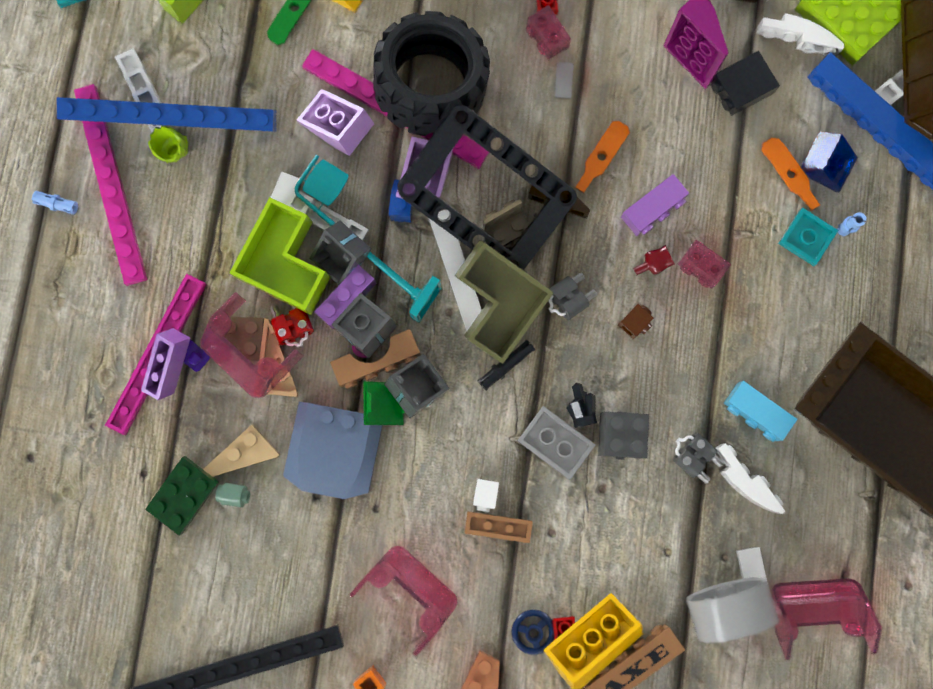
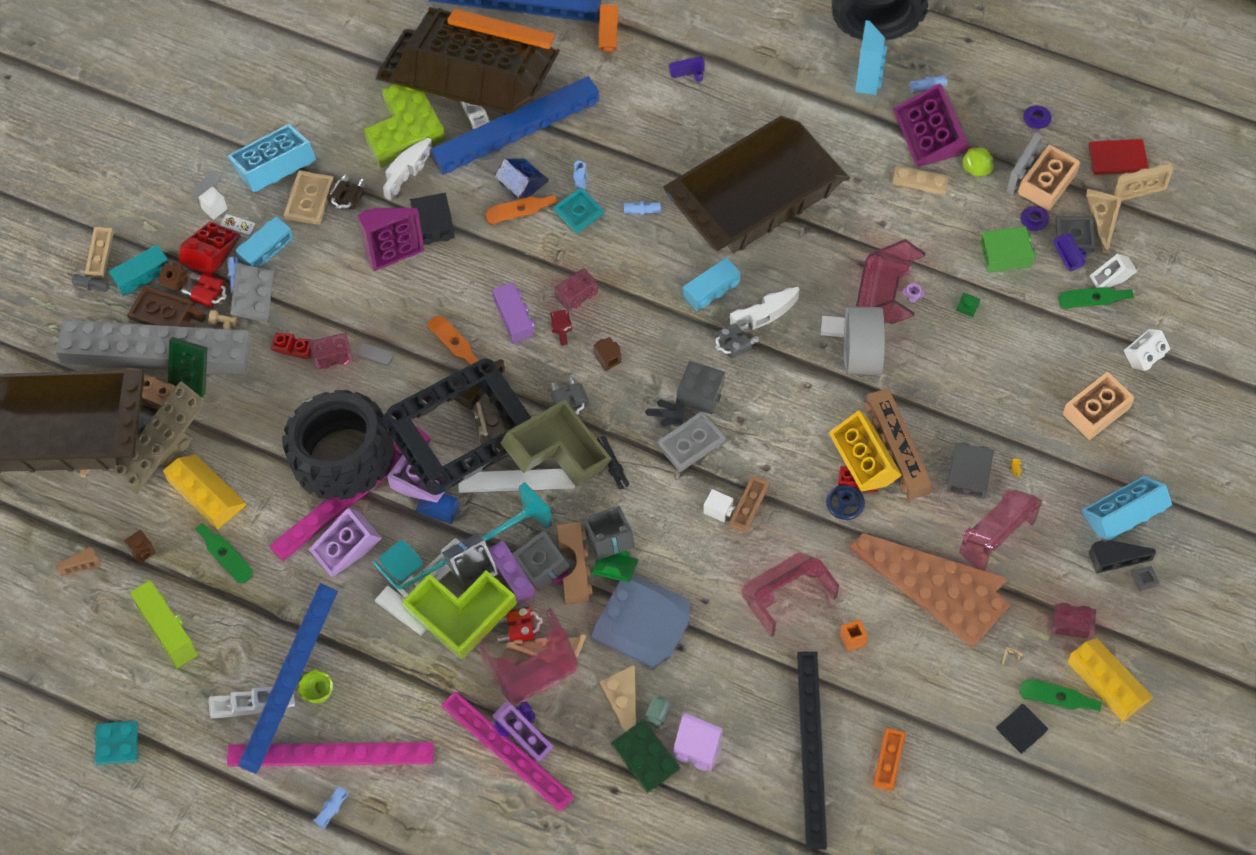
camera: 75 degrees left, 20 degrees down
(200, 549) = (697, 742): none -> lavender slope
(830, 649) = (913, 287): none -> lavender plate
(835, 305) = (641, 207): none -> light blue pin

